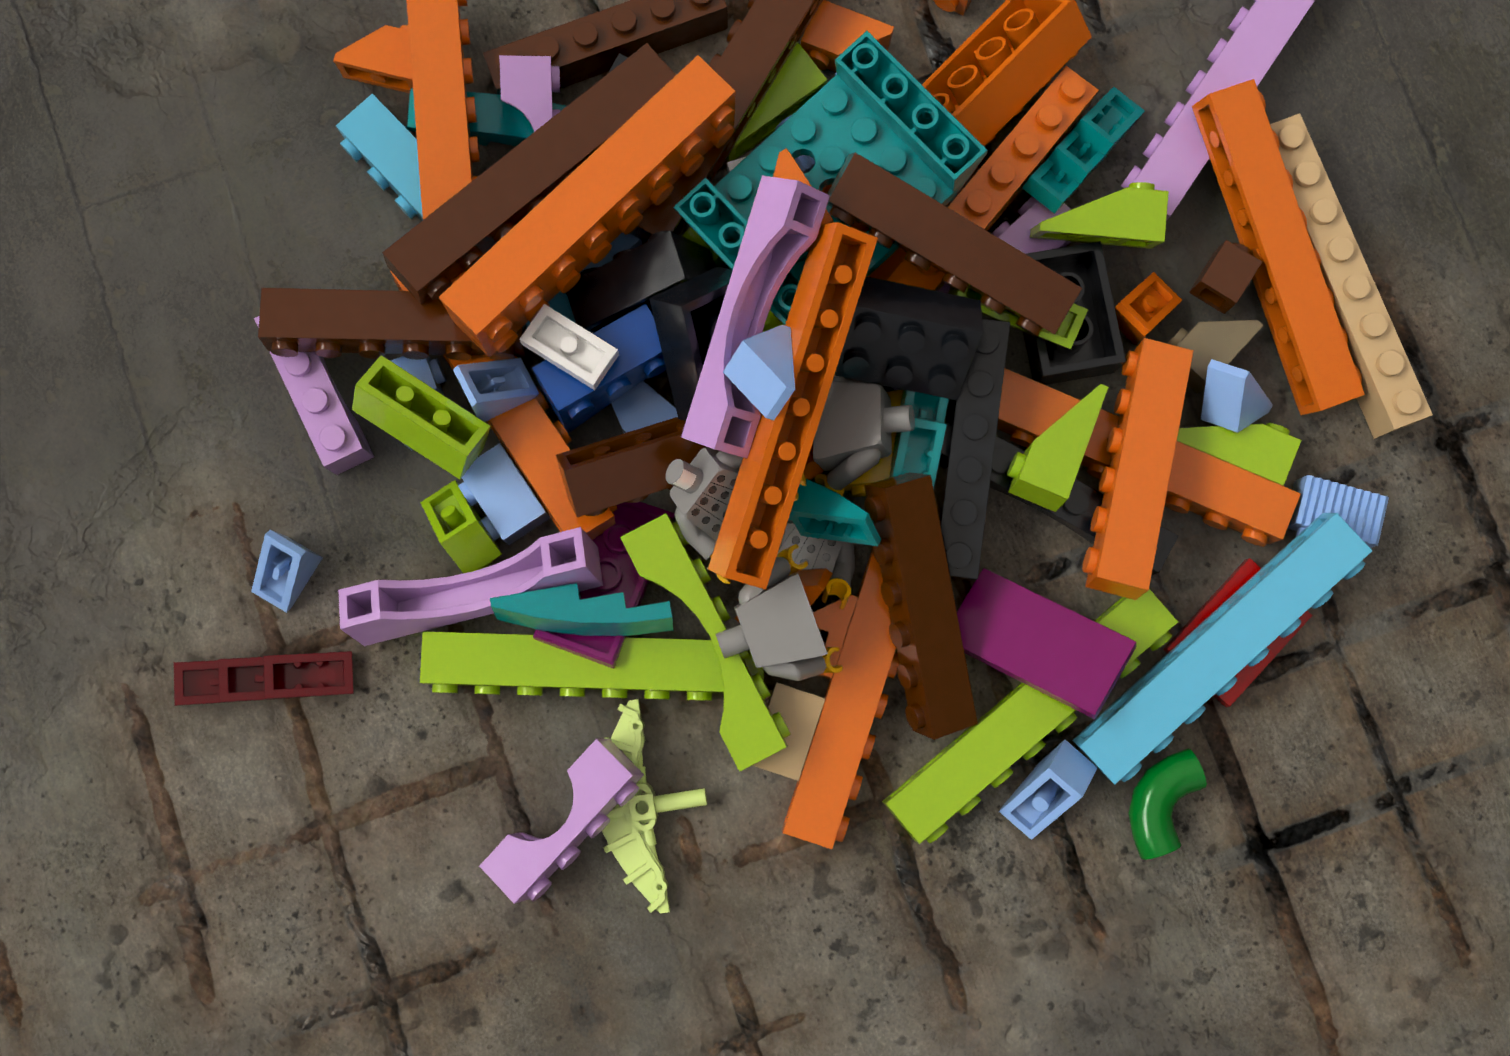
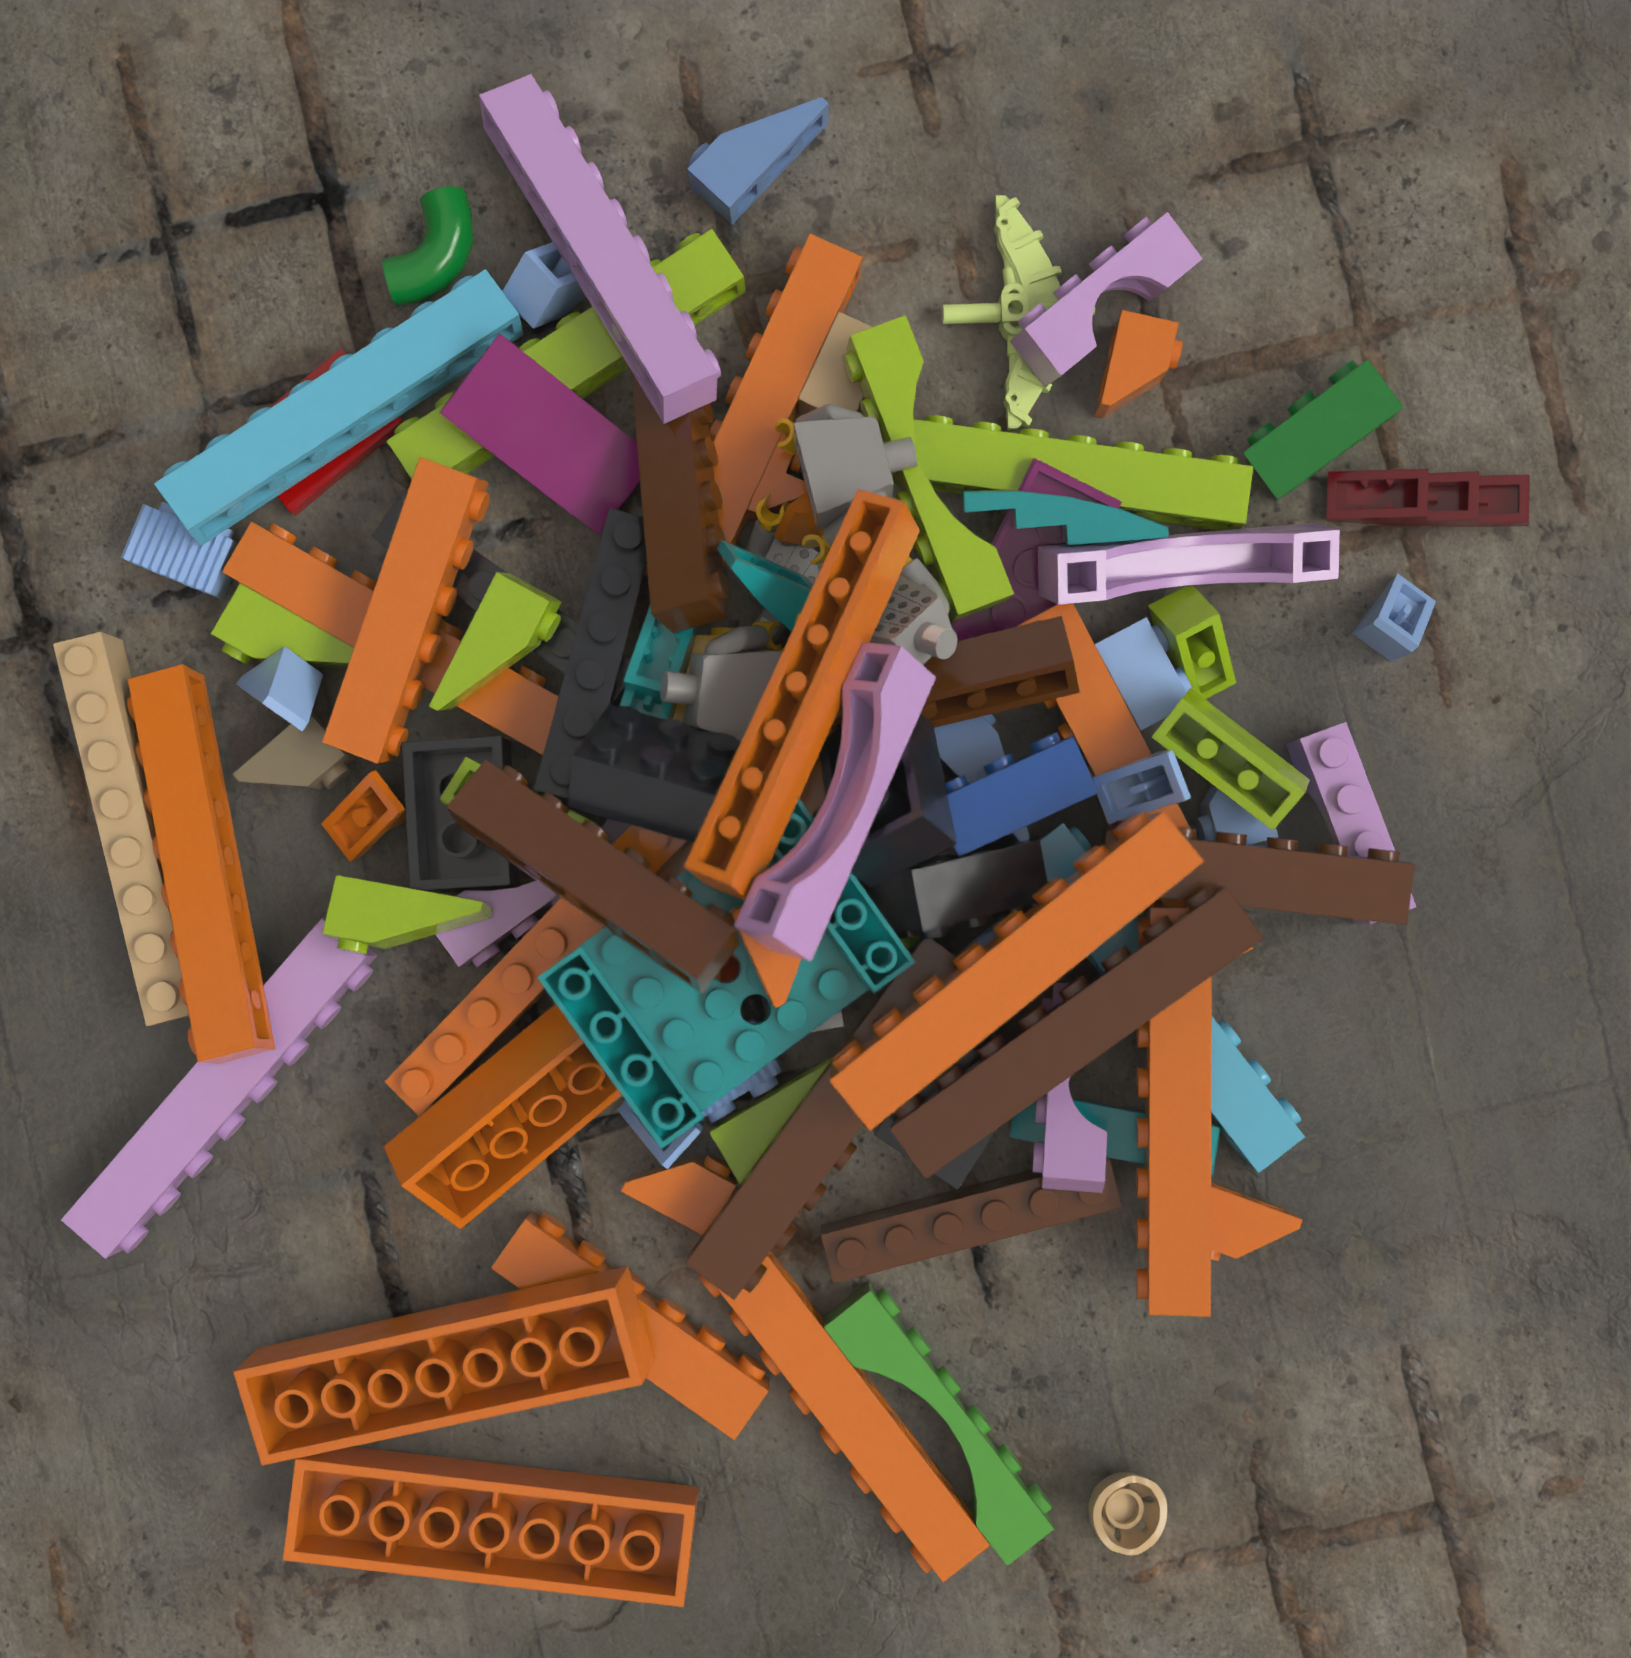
camera: 170 degrees left, 5 degrees up
(360, 724) = (1322, 427): none -> green wedge
(530, 772) = (1137, 359): none -> orange slope
(569, 346) = (1054, 806): white plate -> none
(764, 370) = (831, 726): light blue slope -> none
(895, 916) = (751, 157): none -> medium blue slope
(1018, 810) = (600, 249): none -> lavender brick
(1083, 150) = (411, 1015): teal slope -> none
(1226, 276) = (267, 835): reddish brown brick -> none

